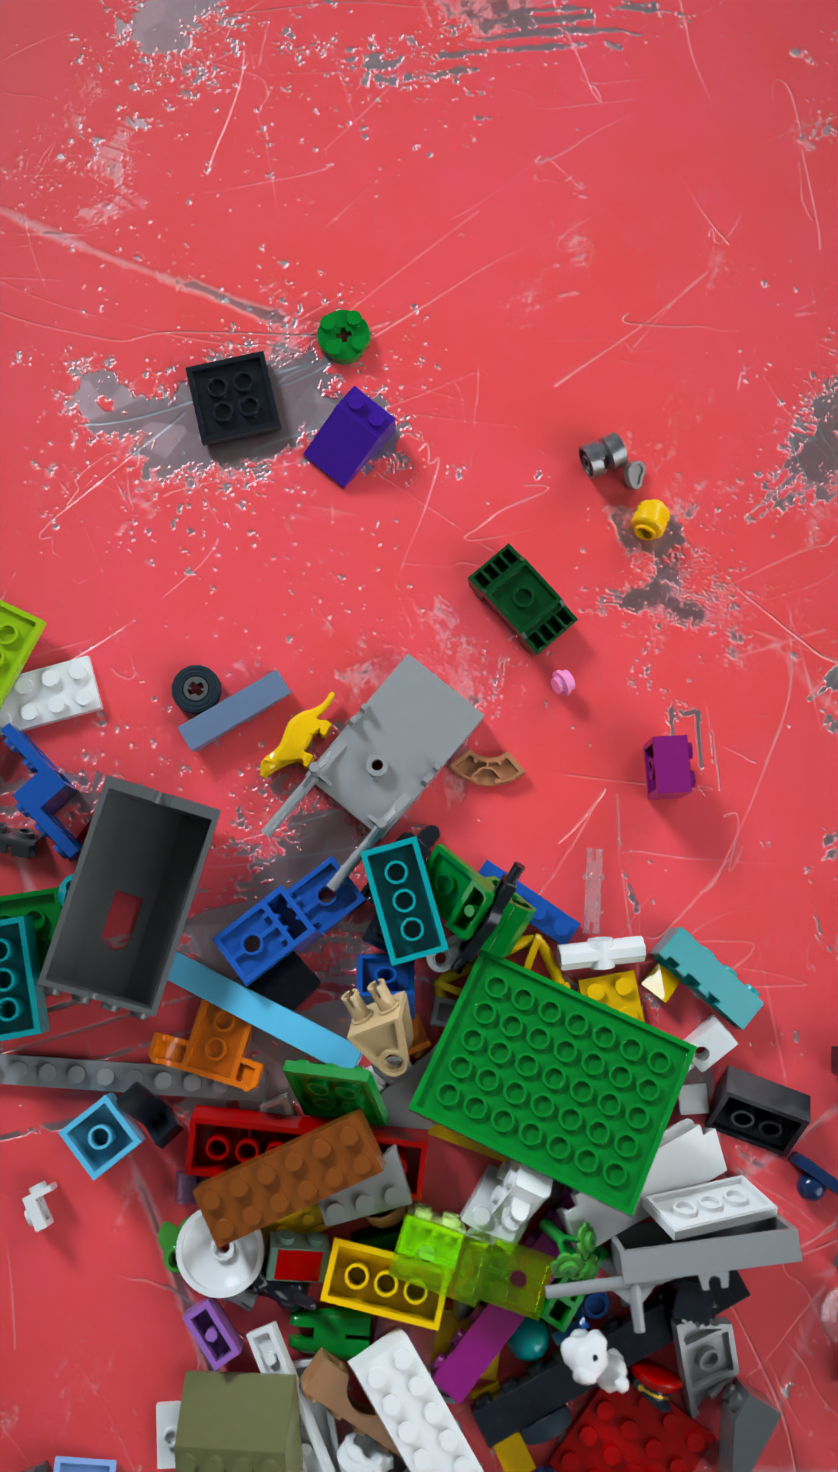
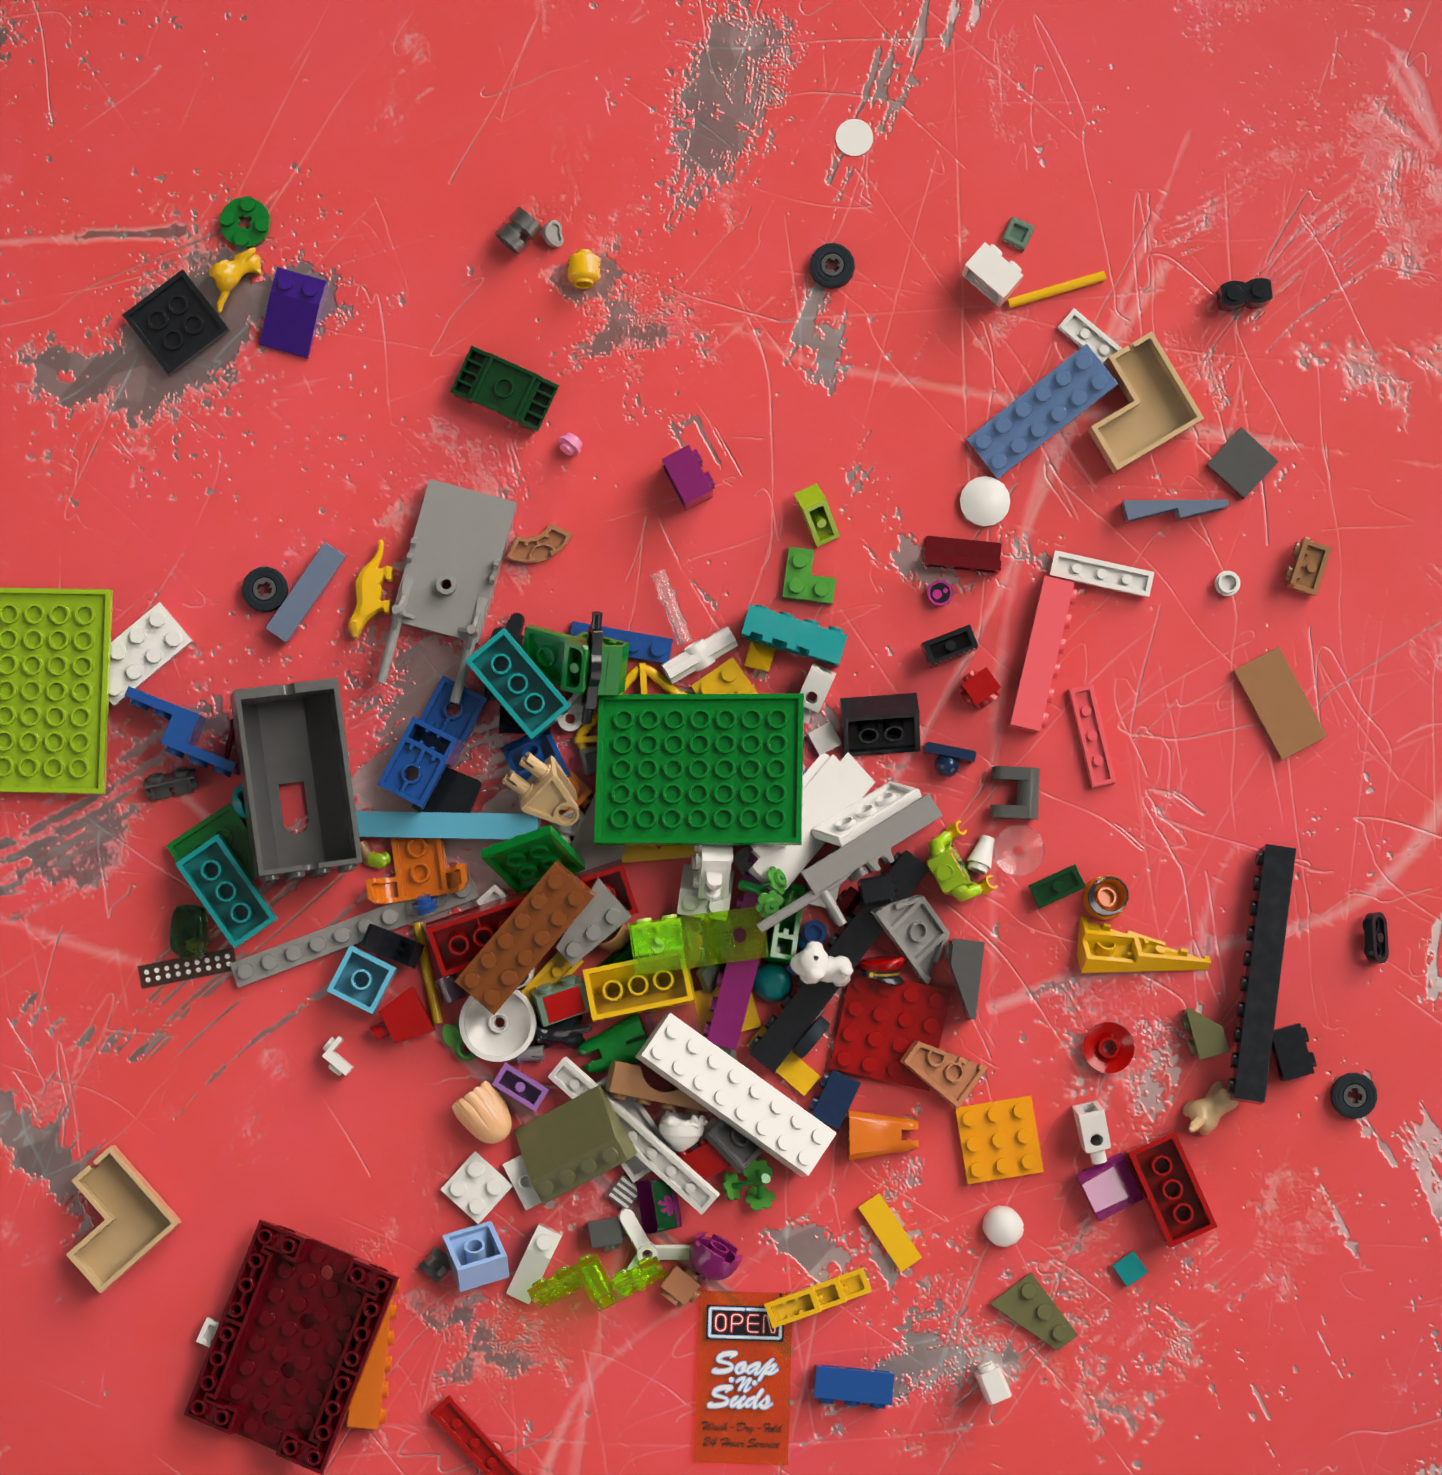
camera: 25 degrees left, 5 degrees up
(118, 1416) = (476, 1187): none -> white plate
(127, 1196) = (404, 1018): none -> red torso
(161, 1343) = (484, 1114): none -> light nougat hair
(174, 1009) = (374, 859): none -> lime arm
(174, 1159) = (428, 974): none -> yellow bar
(203, 1086) = (425, 904): none -> blue plate
(305, 373) = (228, 273): none -> yellow animal
(734, 923) = (800, 583): none -> bright green plate
(771, 1307) = (951, 870): none -> lime torso
(781, 863) = (817, 514): none -> lime slope
(807, 1302) = (981, 856): none -> white cone

